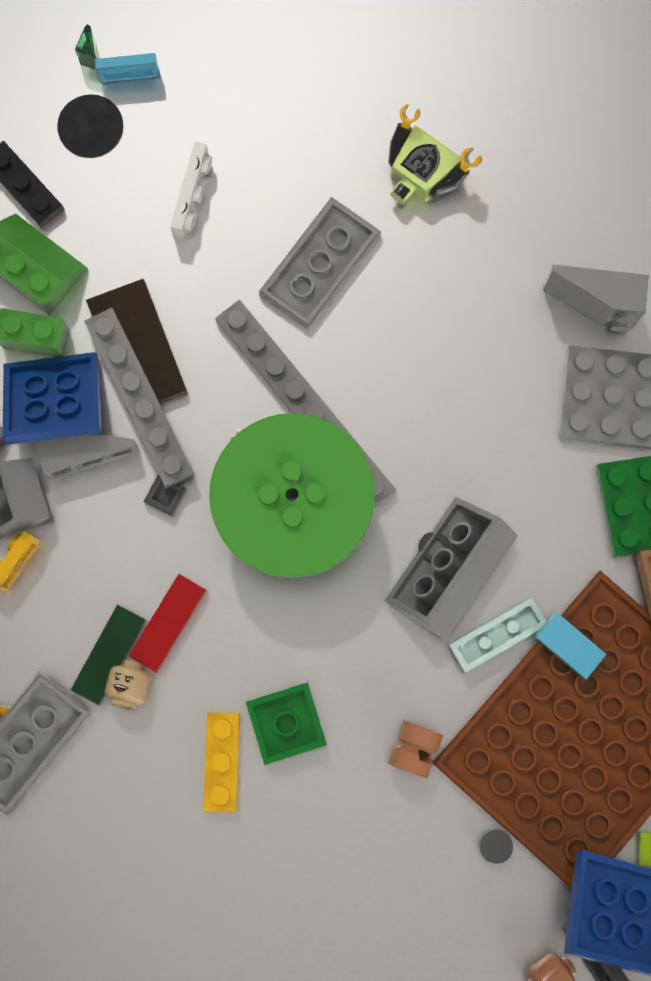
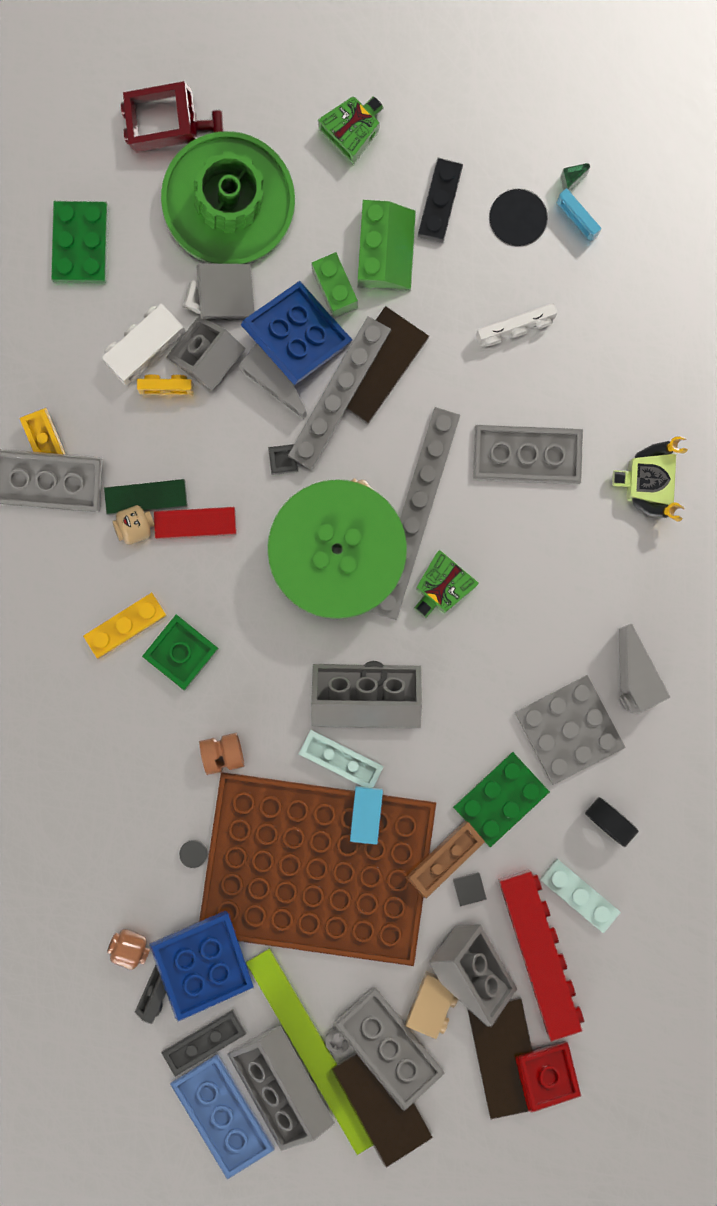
camera: 55 degrees right, 5 degrees up
(392, 422) = (443, 585): none -> bright green torso

